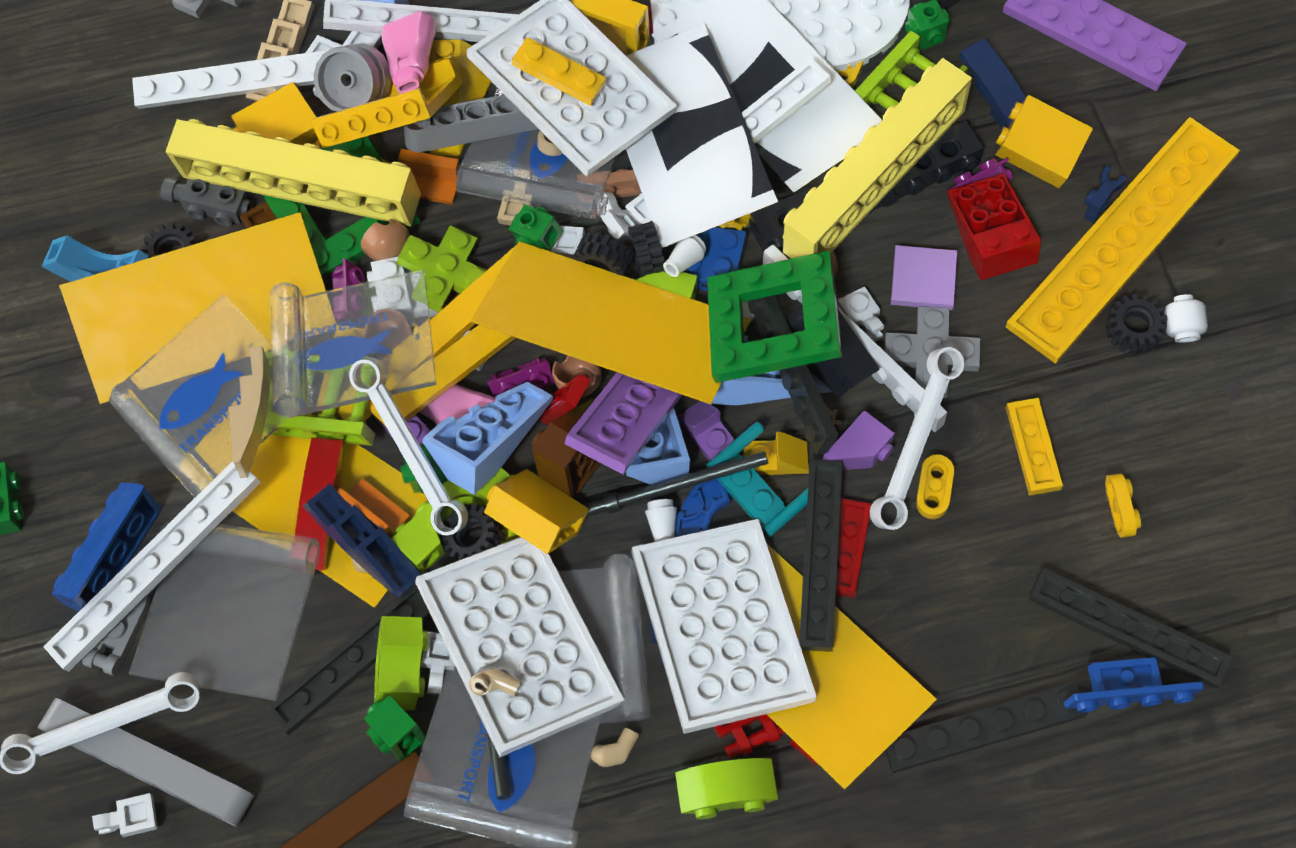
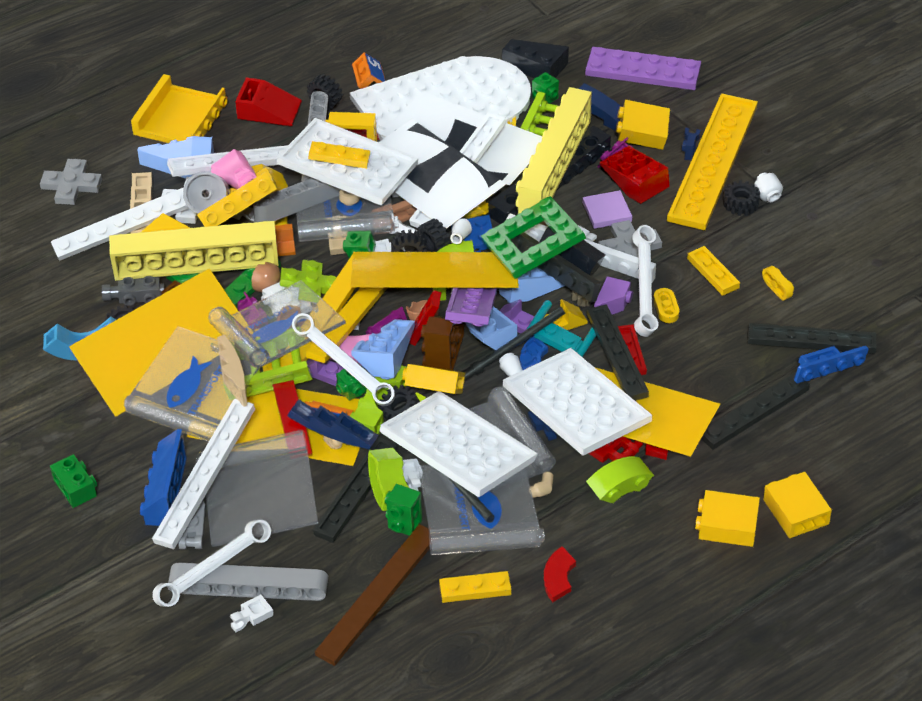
camera: 25 degrees left, 20 degrees down
(492, 680) = (455, 457): tan arm -> none

